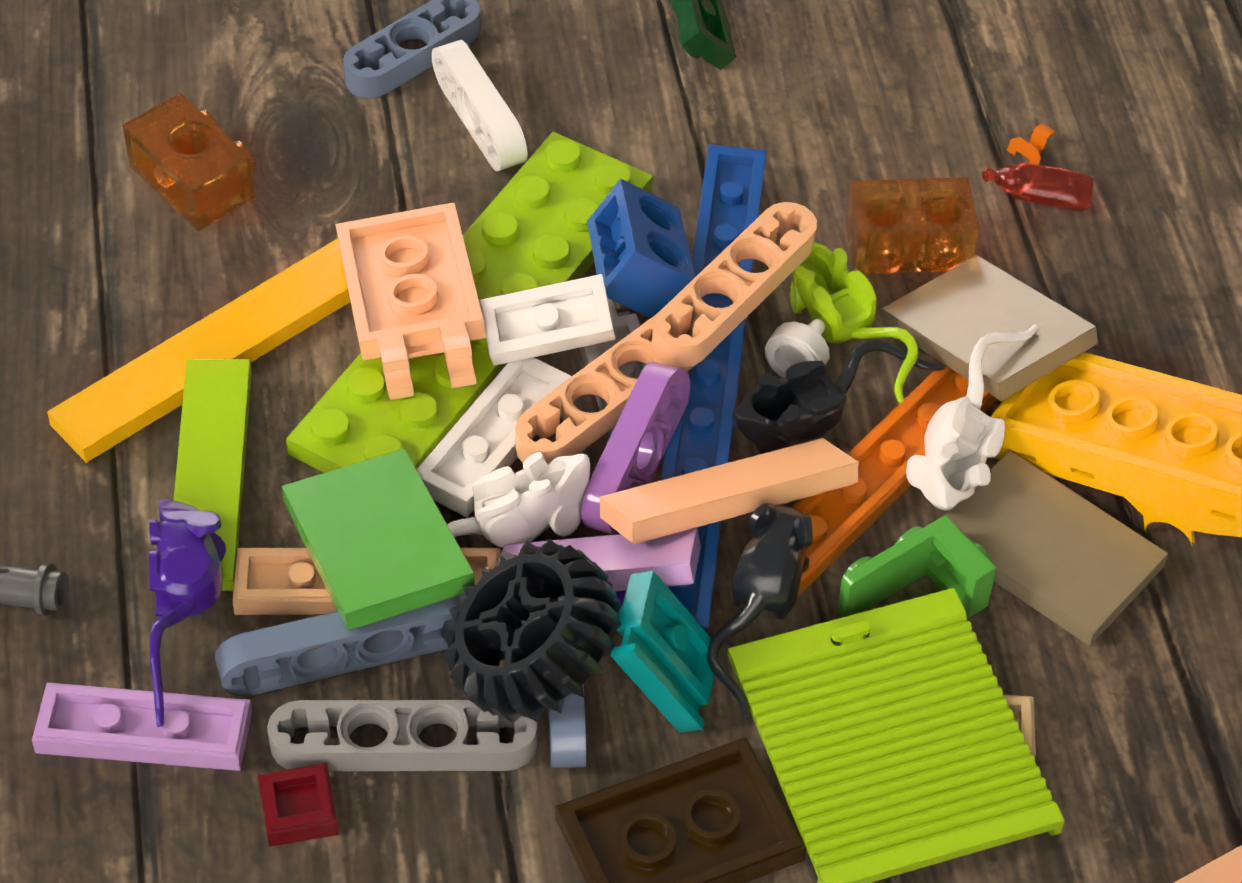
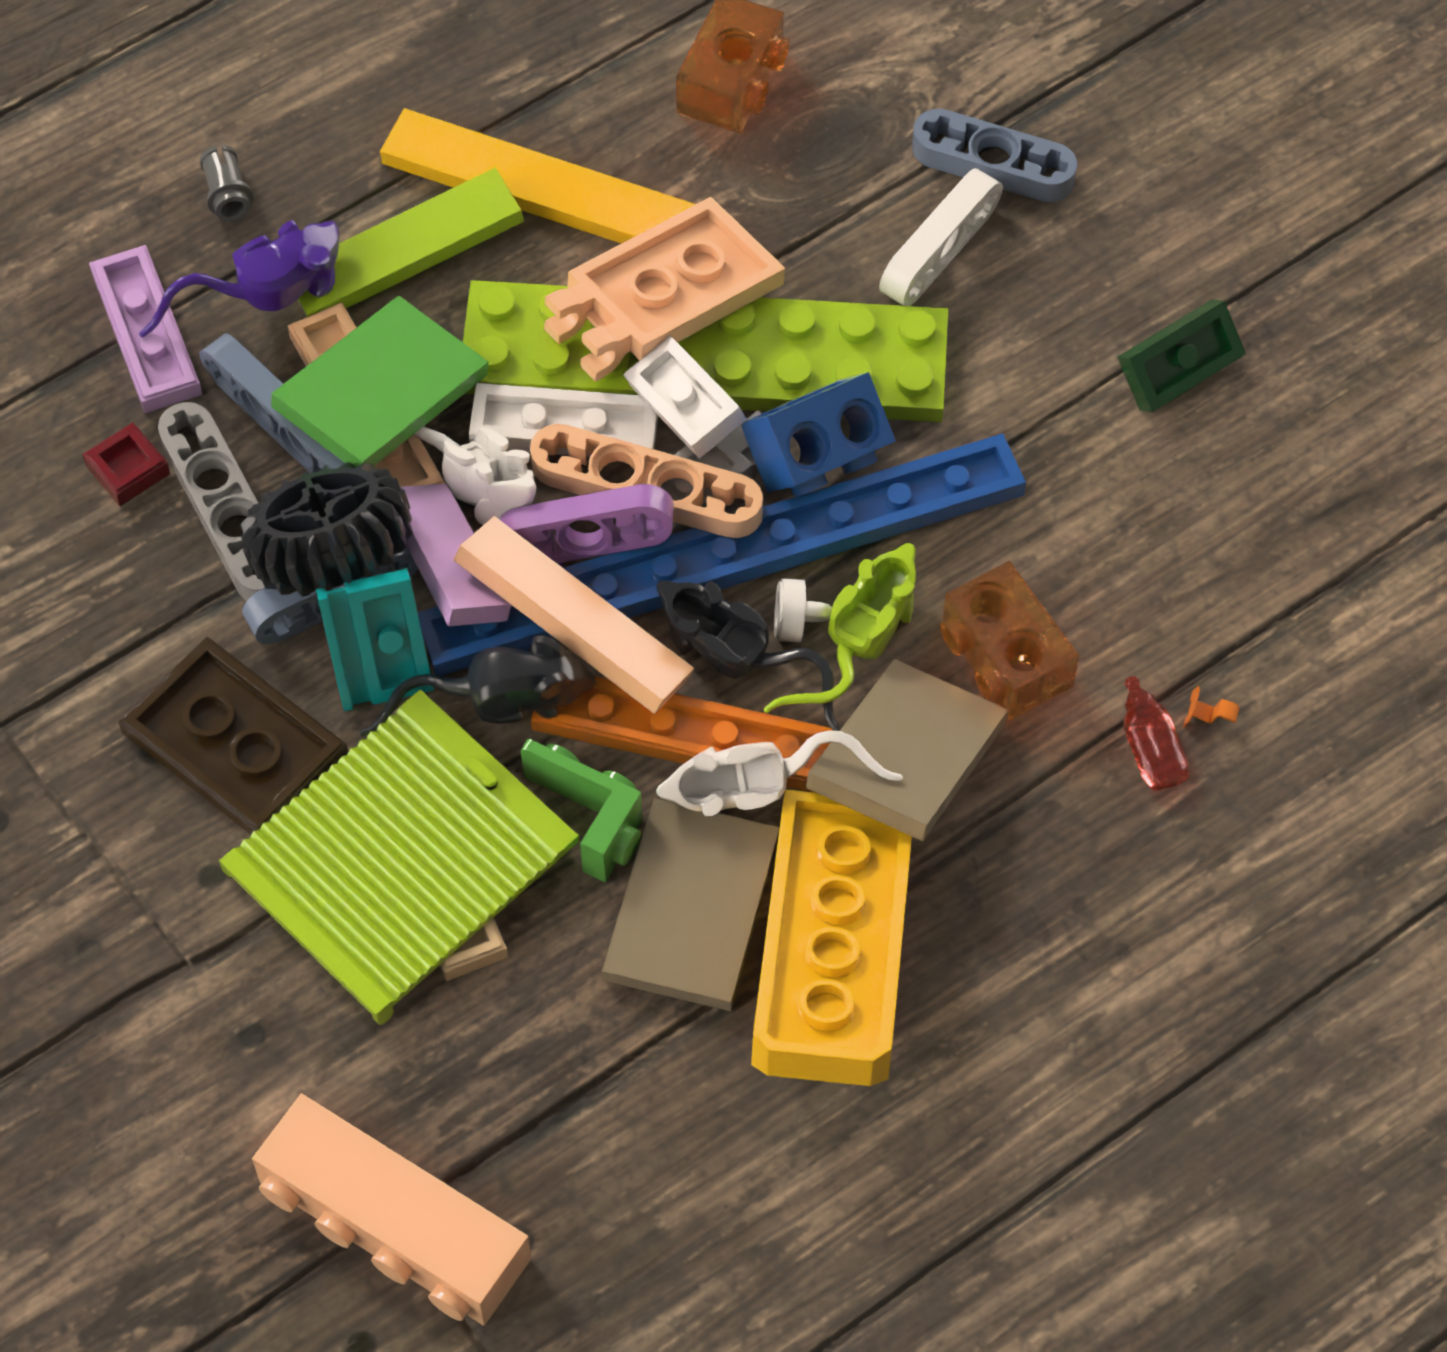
camera: 65 degrees right, 10 degrees up
(729, 279) = (799, 525): light nougat beam -> none

